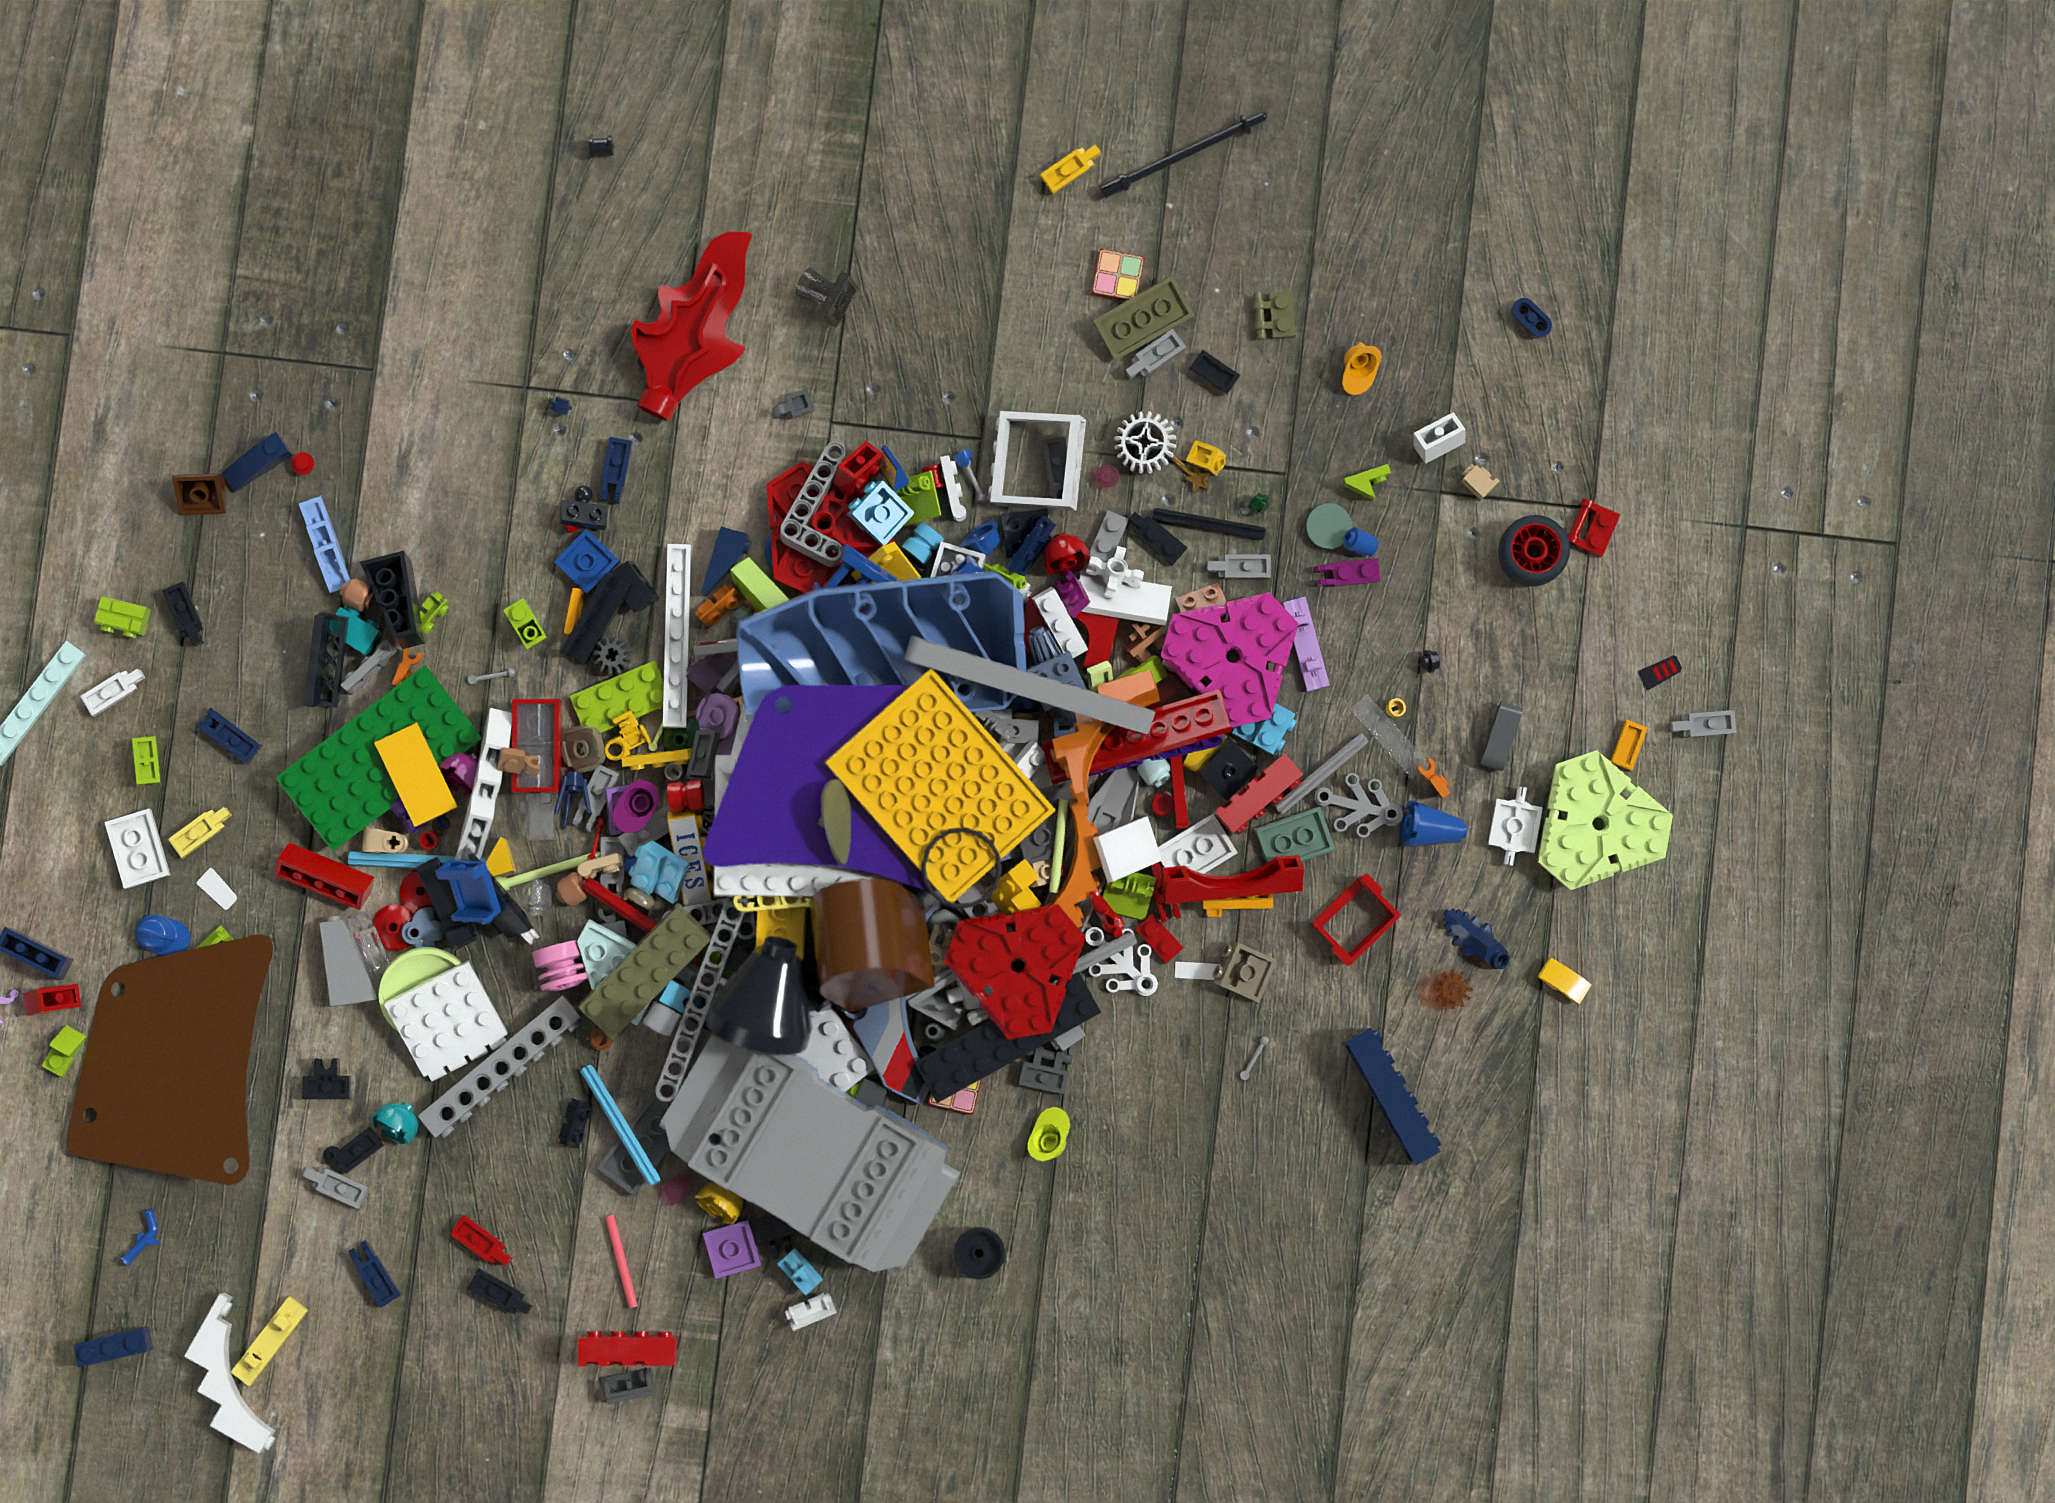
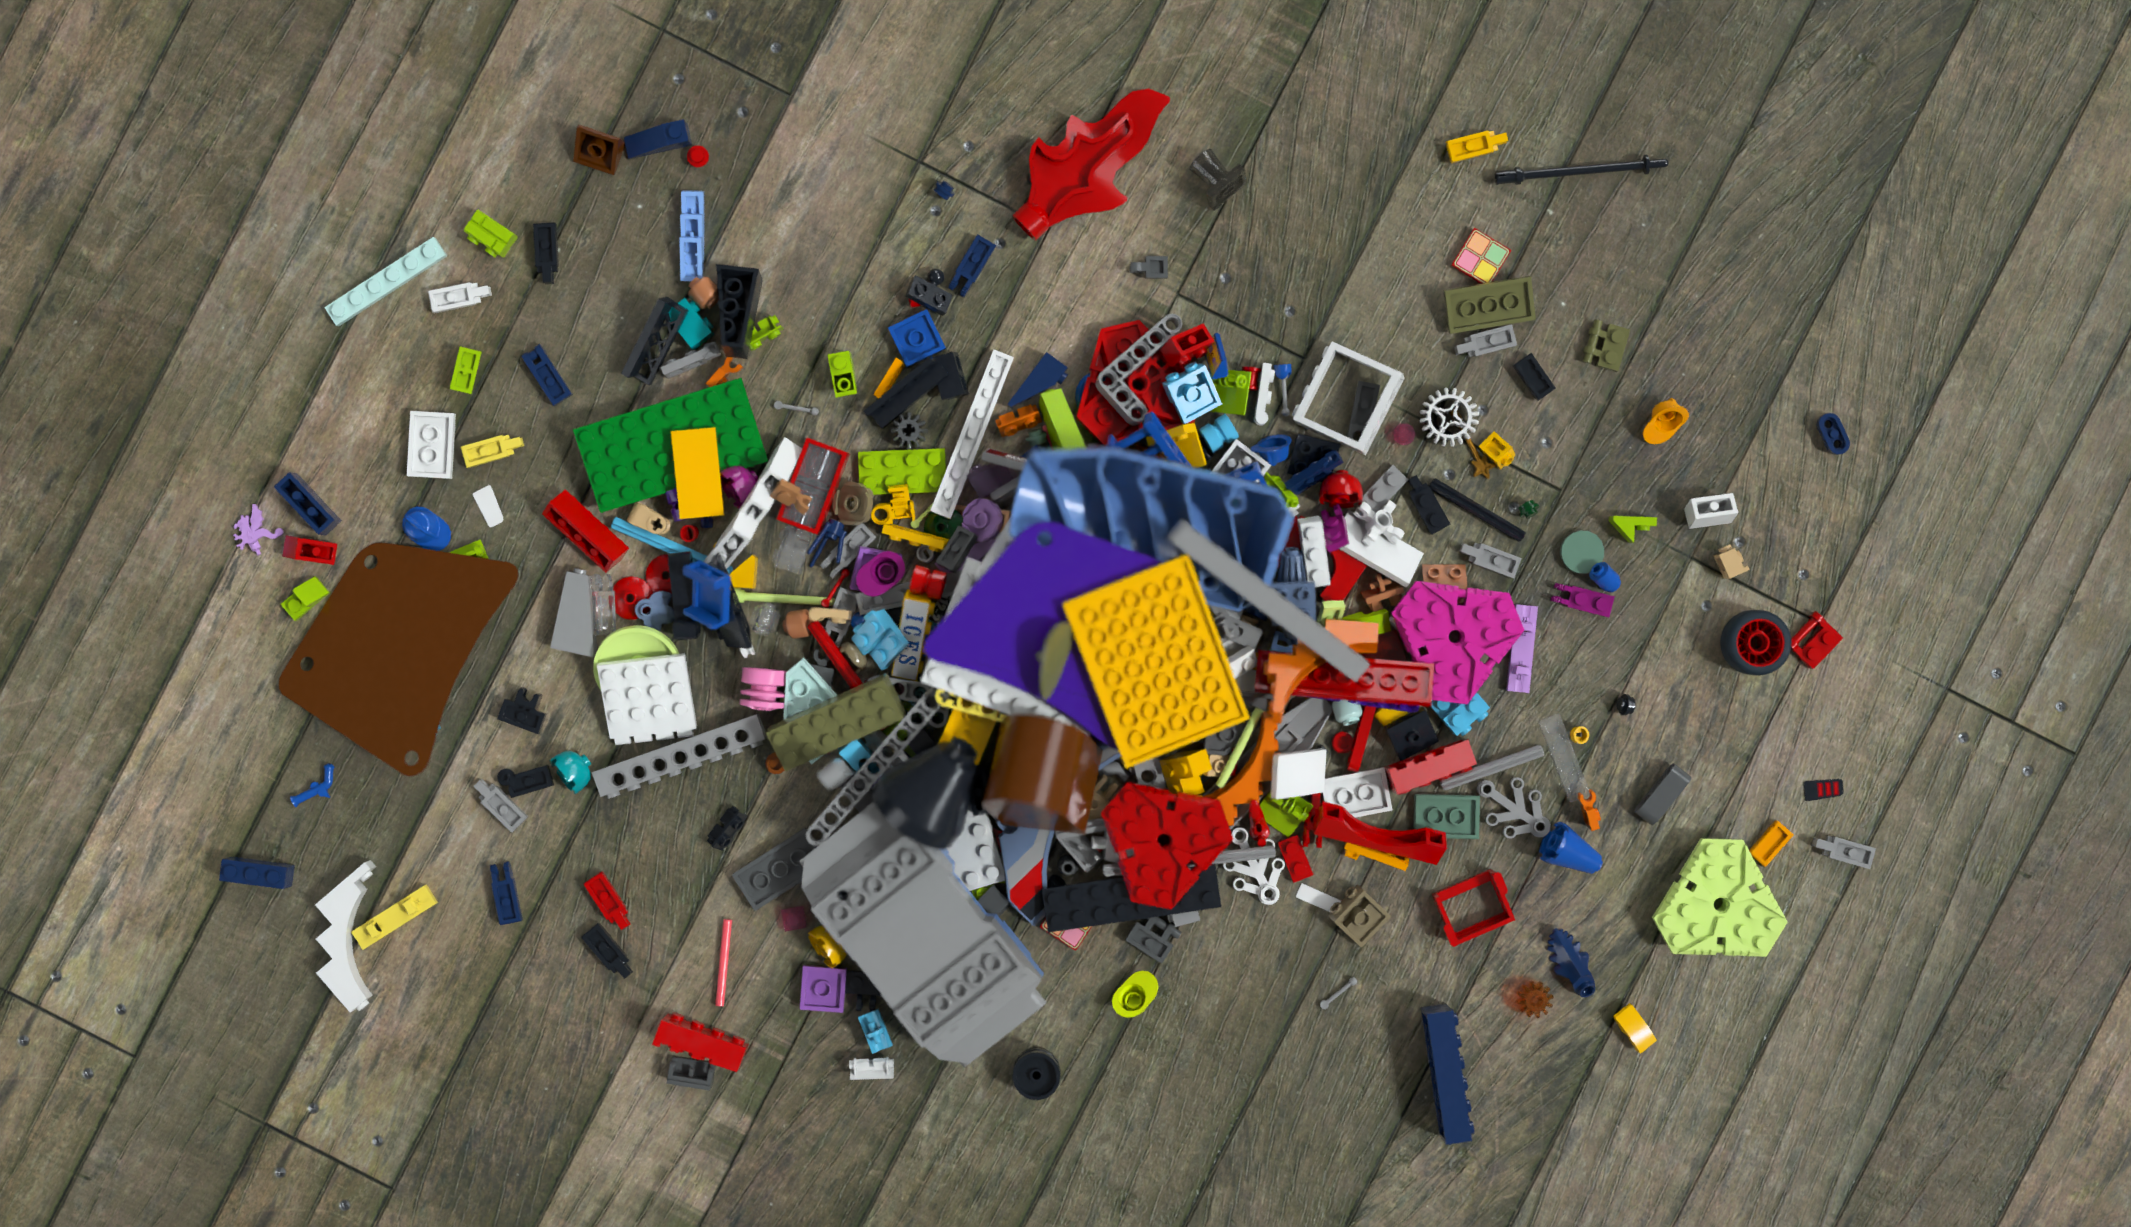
camera: 25 degrees right, 5 degrees up
(620, 1125) = (765, 846): medium azure axle -> none
(924, 872) = (1154, 774): black piece -> none
(1515, 826) = (1644, 877): white plate -> none

